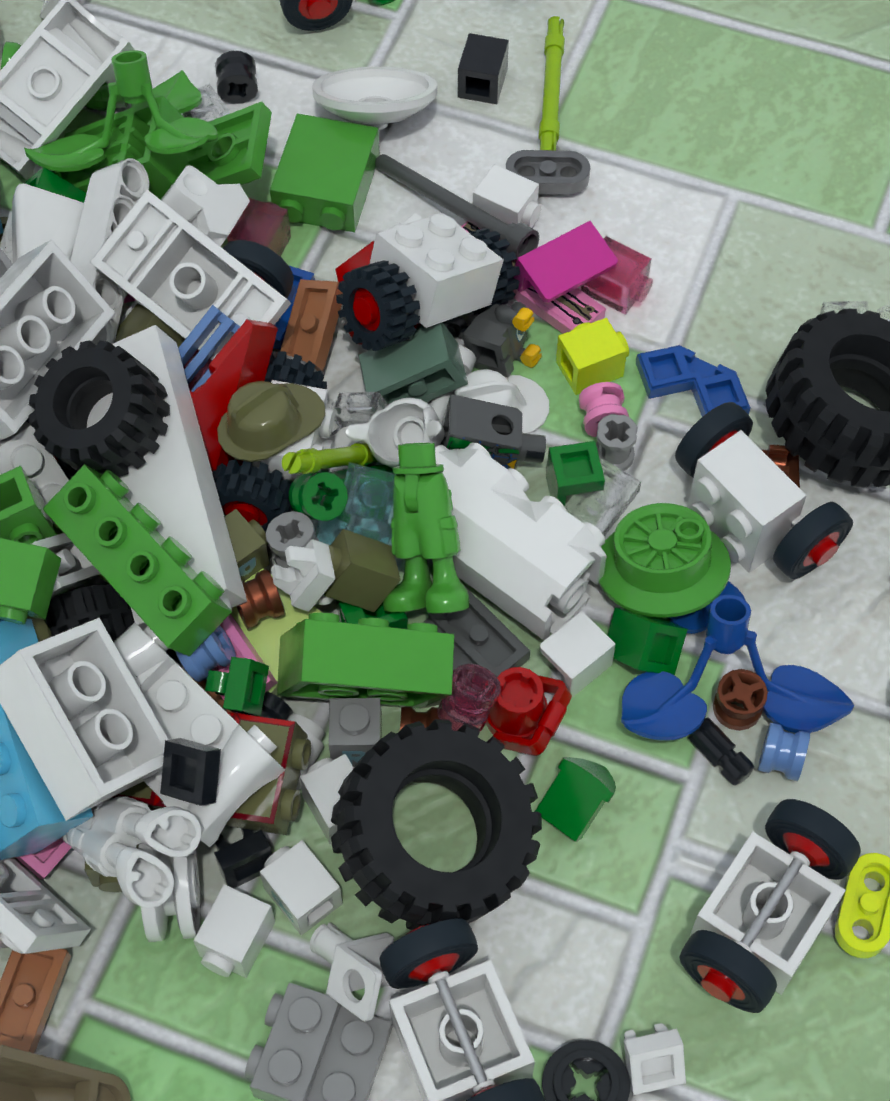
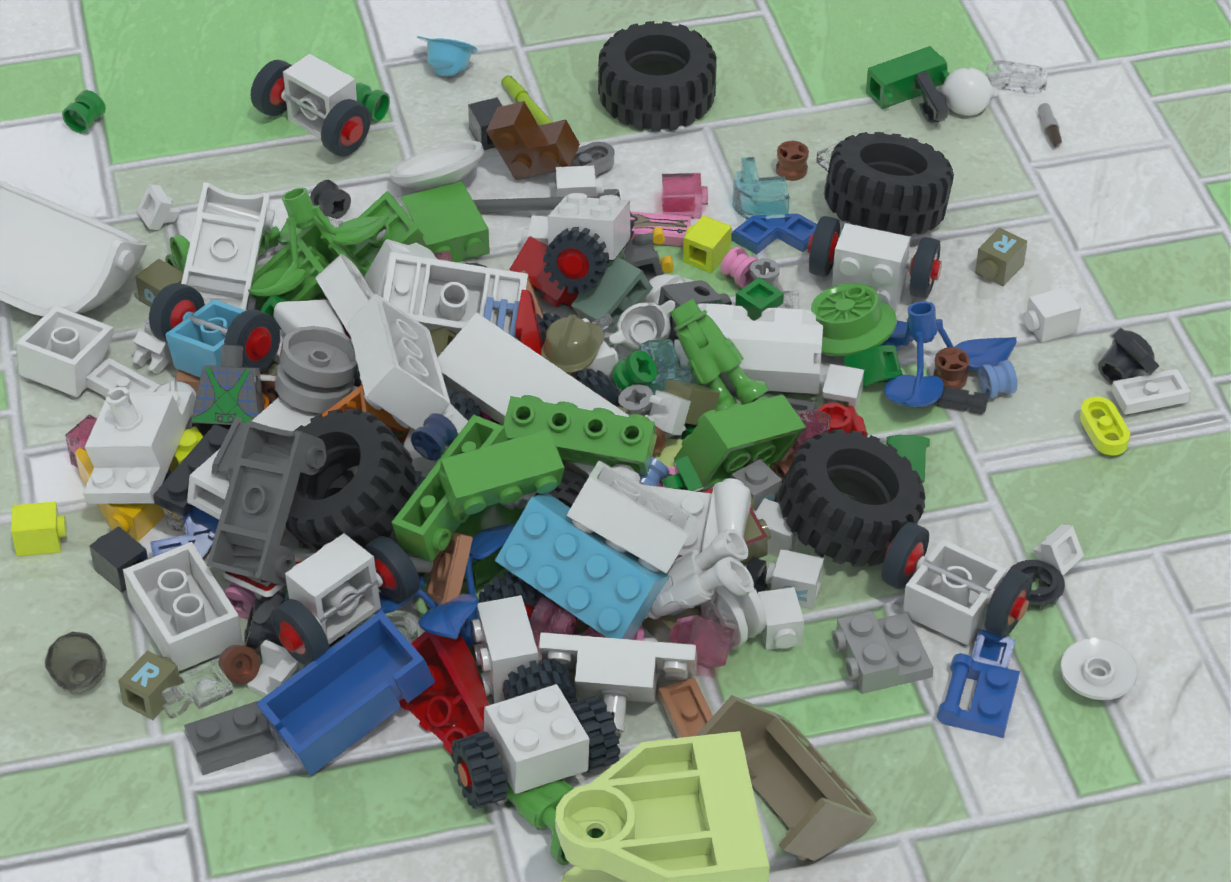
camera: 35 degrees left, 15 degrees down
(73, 389) = (483, 343): black tyre -> none
(99, 912) = (710, 638): none -> clear pink brick
(190, 771) = (714, 514): black plate -> none
(313, 460) = (624, 346): lime piece -> none
(353, 967) = (865, 591): white bracket -> none
(487, 118) = (531, 147): none -> reddish brown brick
(565, 263) = (654, 196): dark pink panel -> none
(705, 323) = (759, 195): none -> clear light blue brick
(722, 64) = (657, 76): none -> black tyre
(770, 906) = (1059, 440): brick -> none
(788, 295) = (792, 160): none -> copper wheel

